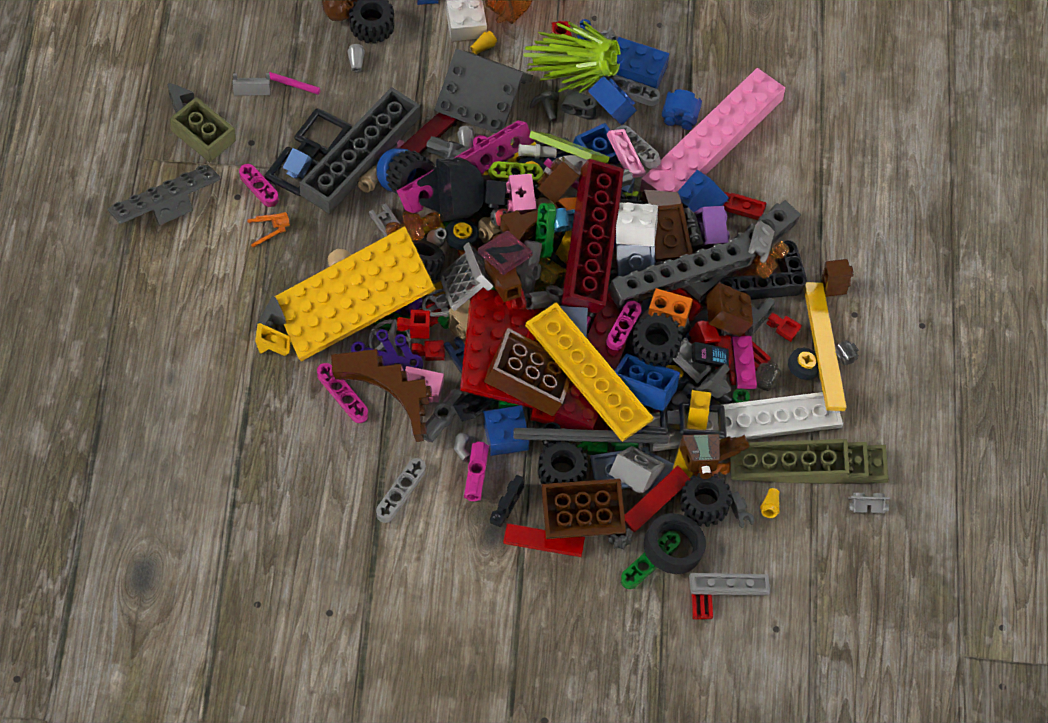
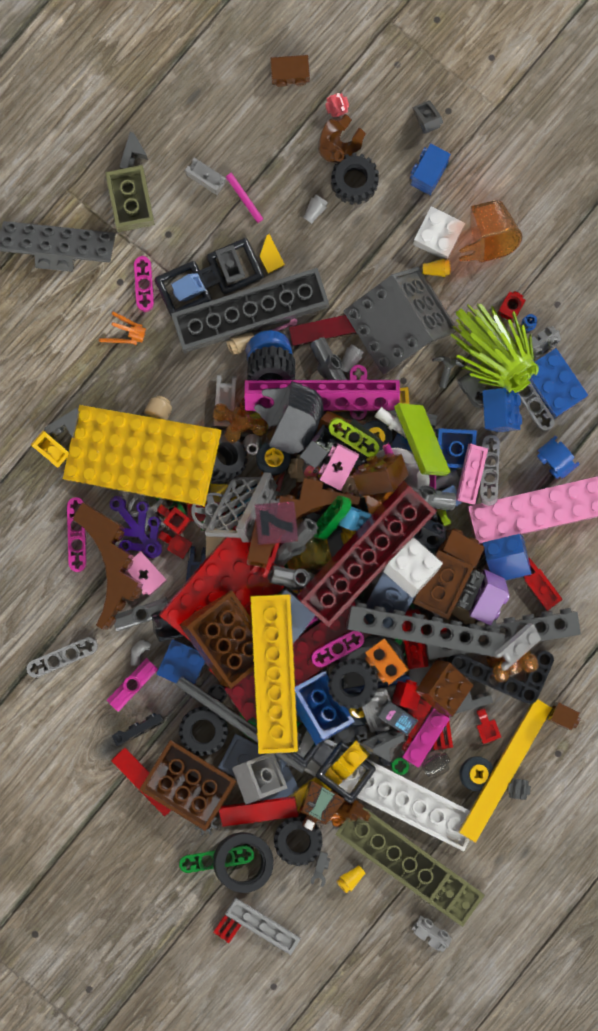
camera: 40 degrees right, 25 degrees up
(319, 127) = (230, 264): none -> dark grey slope
(346, 109) = (270, 256): none -> yellow tile

